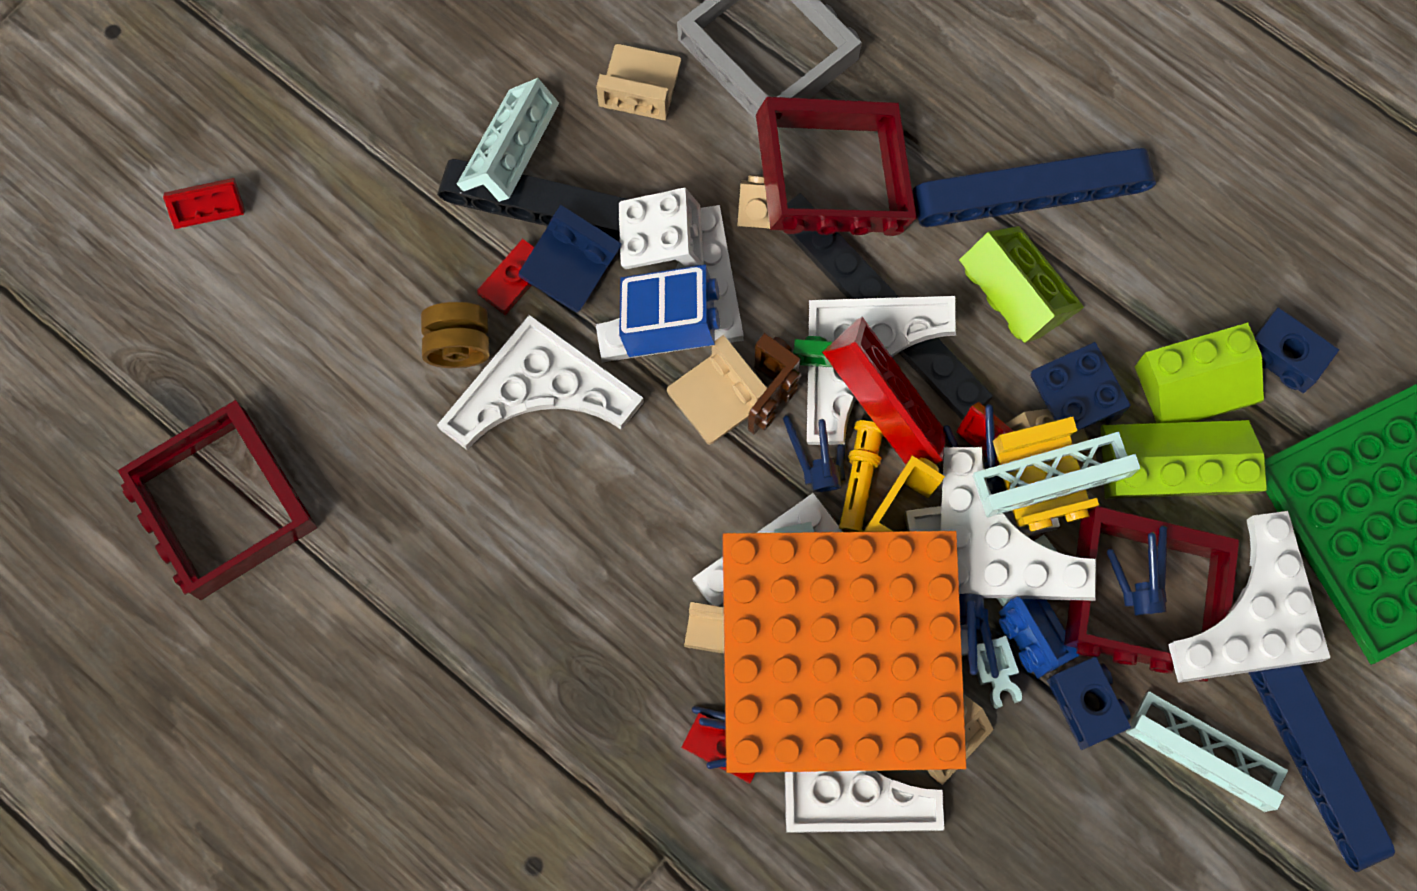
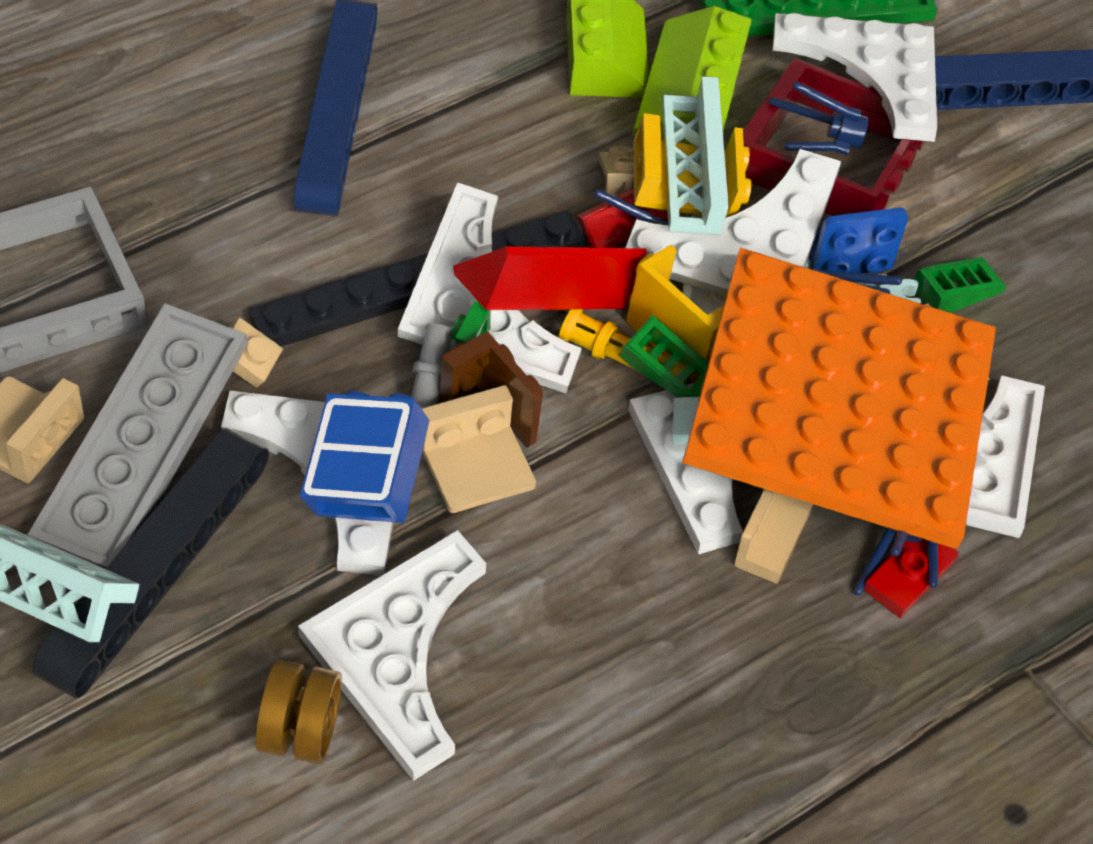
camera: 80 degrees left, 20 degrees down
(504, 285) = (229, 639): red plate -> none
(569, 259) = (234, 558): dark blue bracket -> none
(650, 158) = (140, 436): none -> light grey plate
(661, 229) = (251, 442): white bracket -> none
(787, 332) = (428, 368): none -> light grey pin
(825, 474) = (610, 380): dark blue plant -> none
(836, 115) = (244, 210): dark red window -> none
(844, 479) = (667, 341): none -> green slope
(1020, 283) = (449, 149): lime slope -> none
(1041, 719) = (954, 298): none -> green slope
(1081, 388) = (591, 124): dark blue bracket -> none
(1086, 725) = (938, 230): dark blue brick -> none
(1202, 759) = (999, 168): light aqua fence -> none

